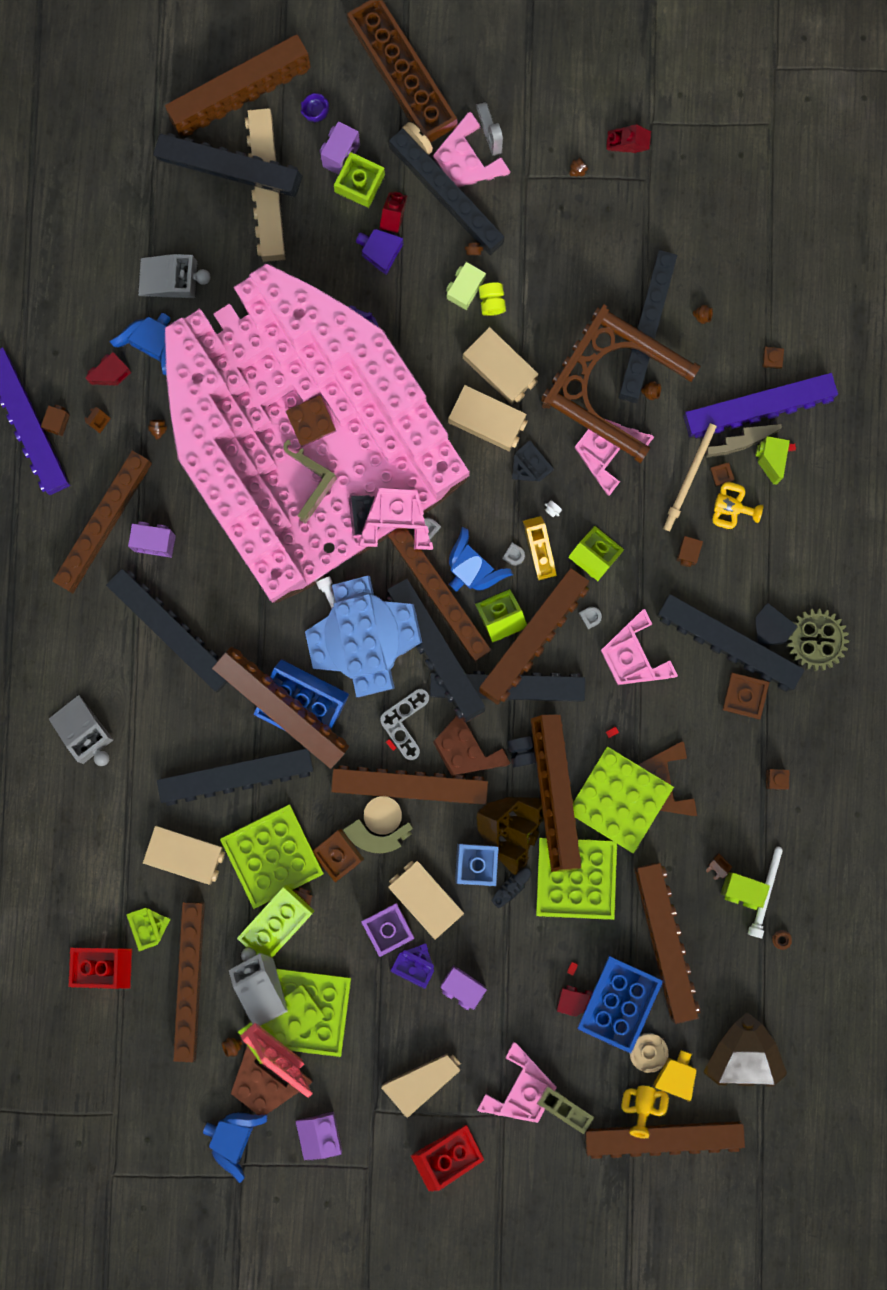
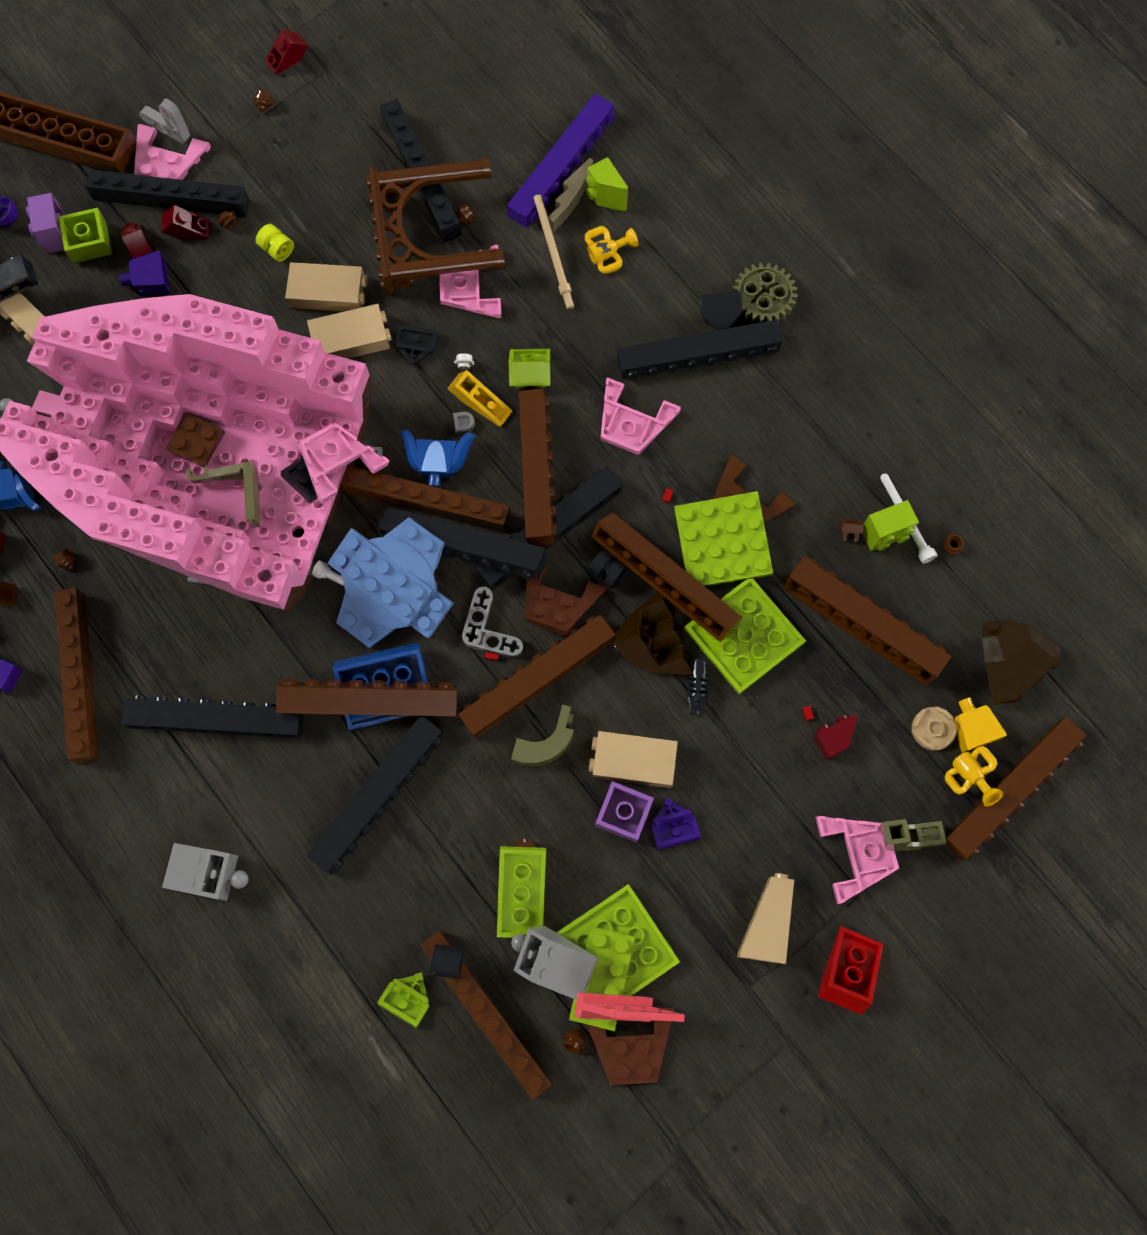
camera: 40 degrees left, 10 degrees down
(100, 968) = (392, 1074): red slope -> none
(151, 539) = (133, 652): medium lavender brick -> none
(184, 855) = (386, 903): tan brick -> none
(189, 930) = (446, 961): none -> black piece
(230, 1140) = (646, 1128): blue torso -> none
(271, 855) = (465, 837): lime plate -> none
(319, 1136) = (723, 1053): medium lavender slope -> none
(338, 855) = (525, 785): reddish brown plate -> none
(382, 815) = (535, 720): tan tile -> none
(421, 140) = (104, 164): tan tile -> none
(438, 228) = (184, 224): none -> dark red slope
(463, 988) = (733, 805): medium lavender brick -> none
(465, 286) = (243, 249): yellowish green brick -> none
(476, 864) = (651, 692): medium blue slope -> none
(501, 615) = (495, 475): lime slope -> none
(591, 617) = (569, 420): light grey tile -> none
(620, 1004) = (877, 704): blue slope -> none
(689, 551) = (603, 307): reddish brown brick -> none
(703, 314) = (456, 130): reddish brown plate -> none
(721, 474) = (576, 232): reddish brown plate -> none
(745, 696) = (748, 380): reddish brown plate -> none
(773, 357) = (540, 121): reddish brown plate -> none
(777, 779) = (833, 421): reddish brown brick -> none

